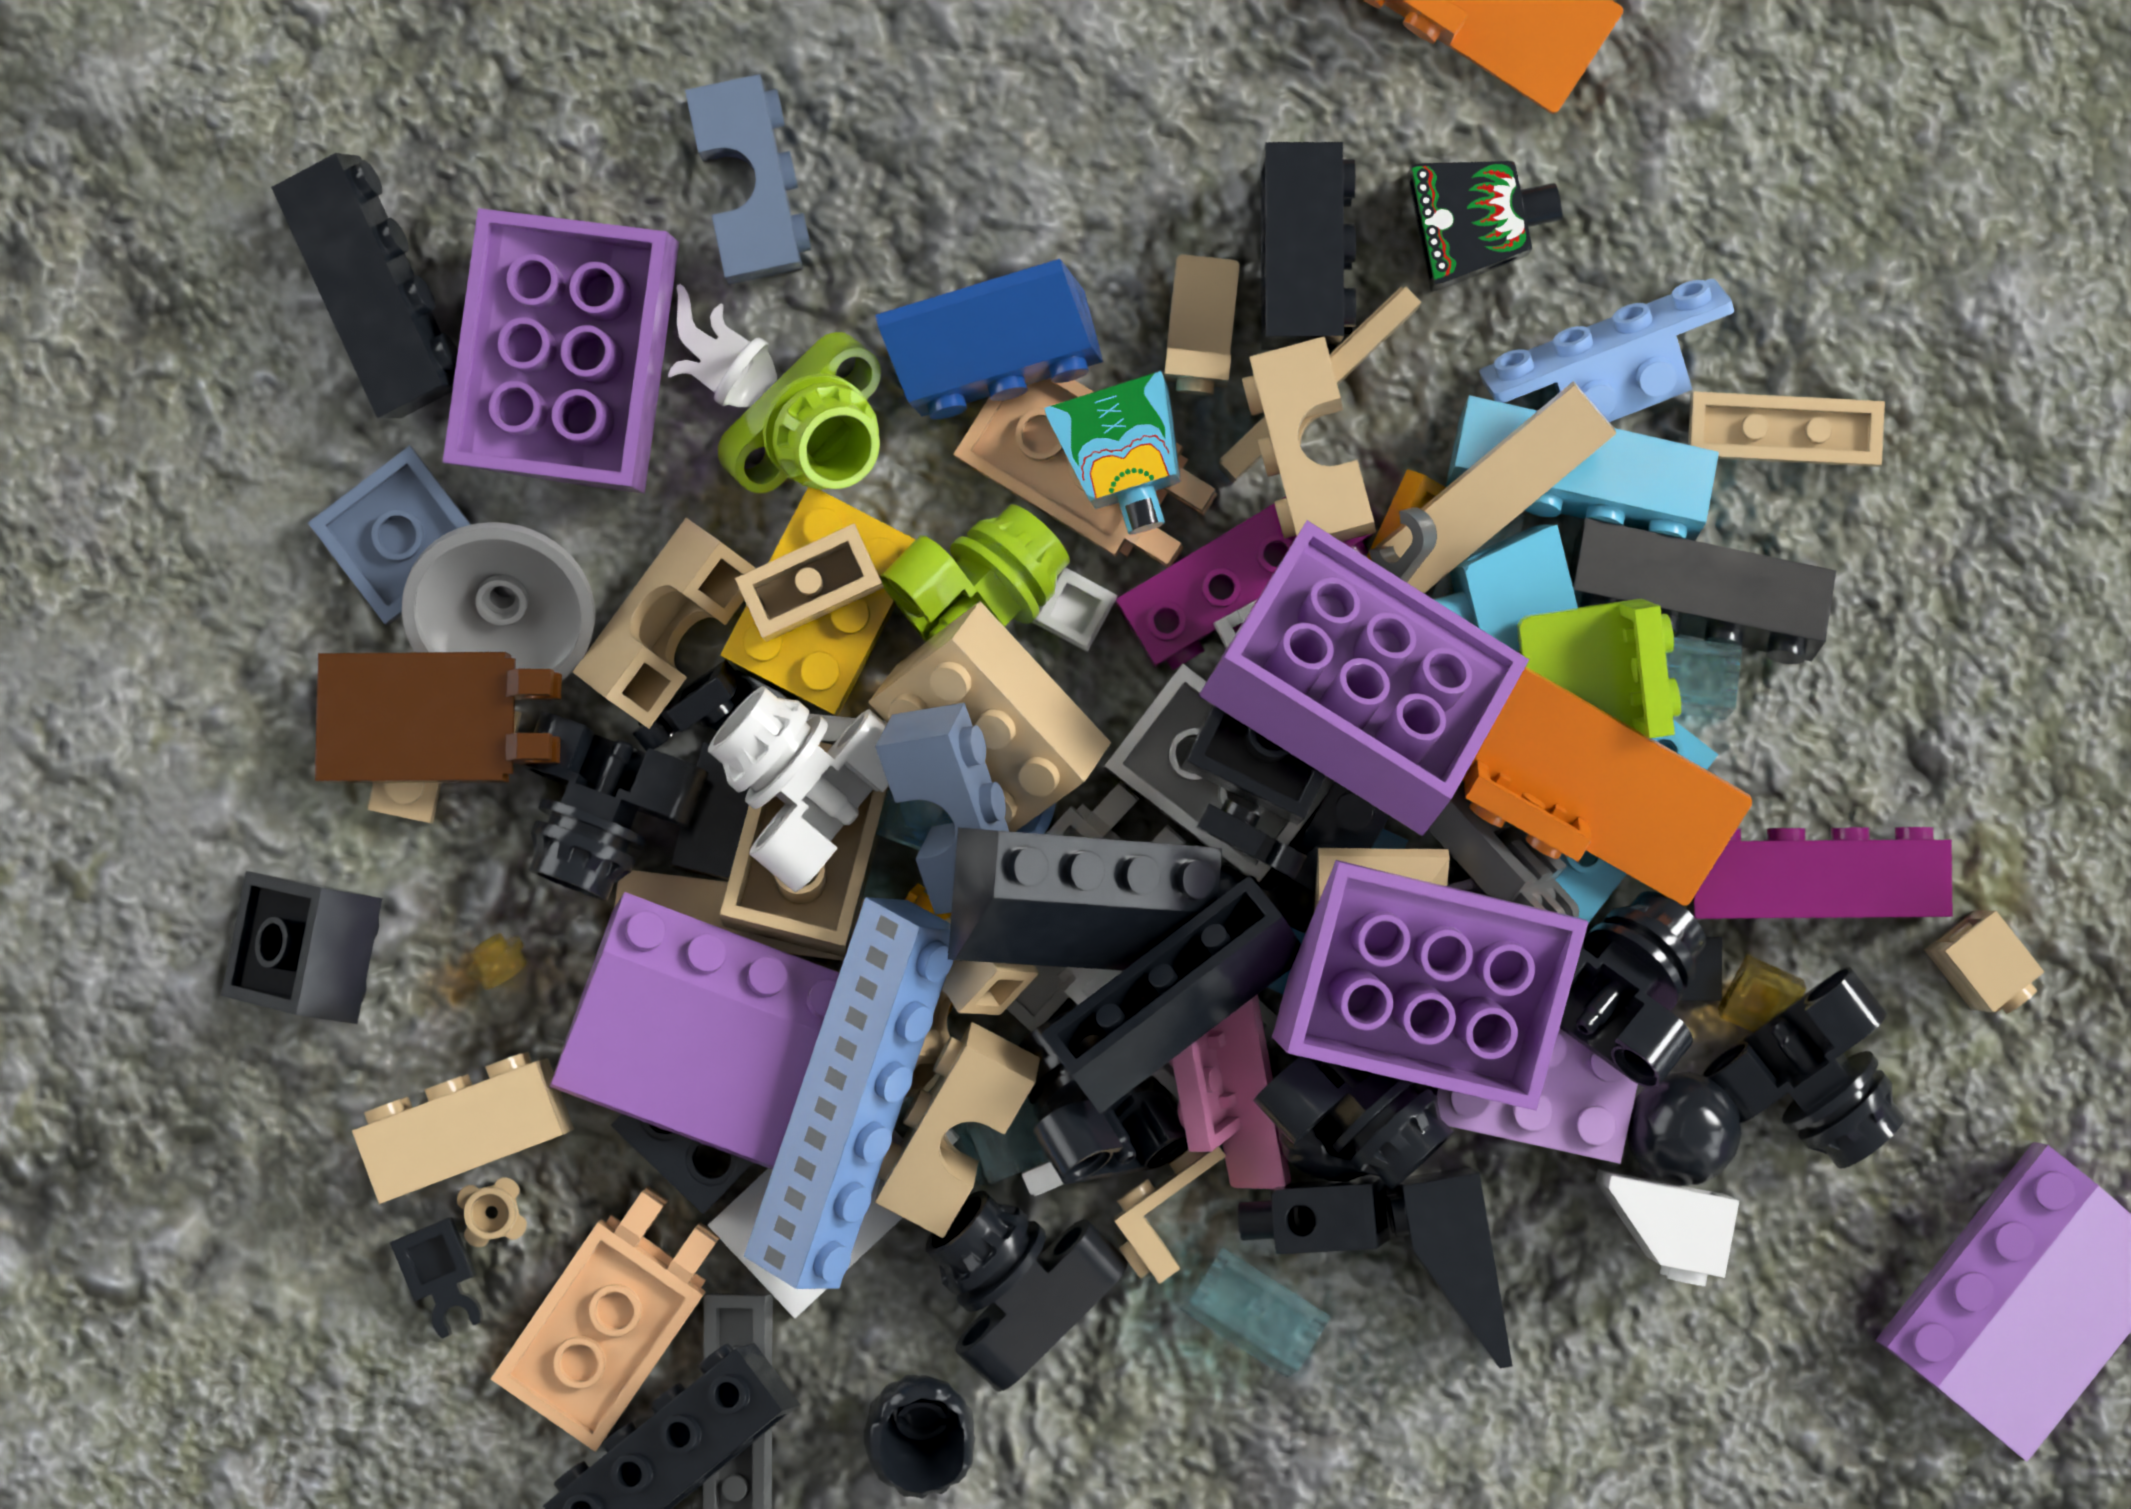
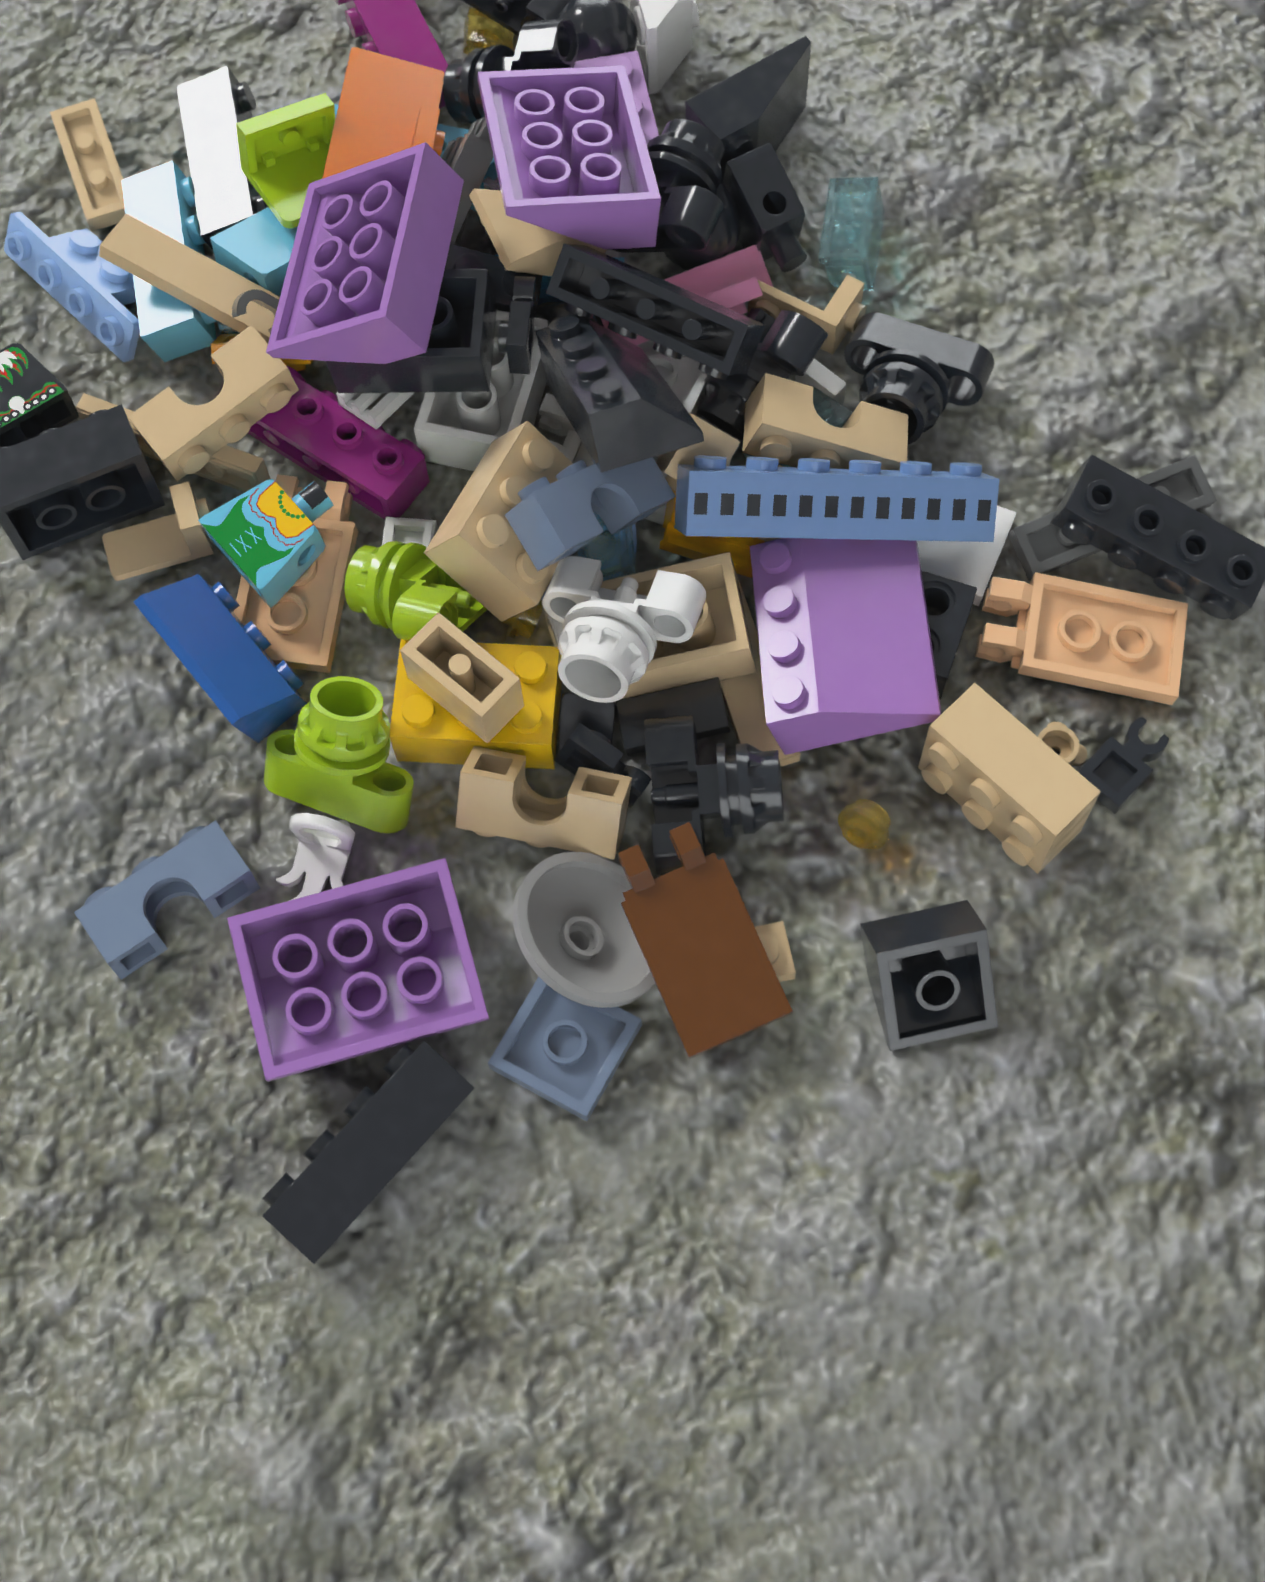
camera: 110 degrees left, 20 degrees down
(919, 1436) = (1054, 389): black hair -> none

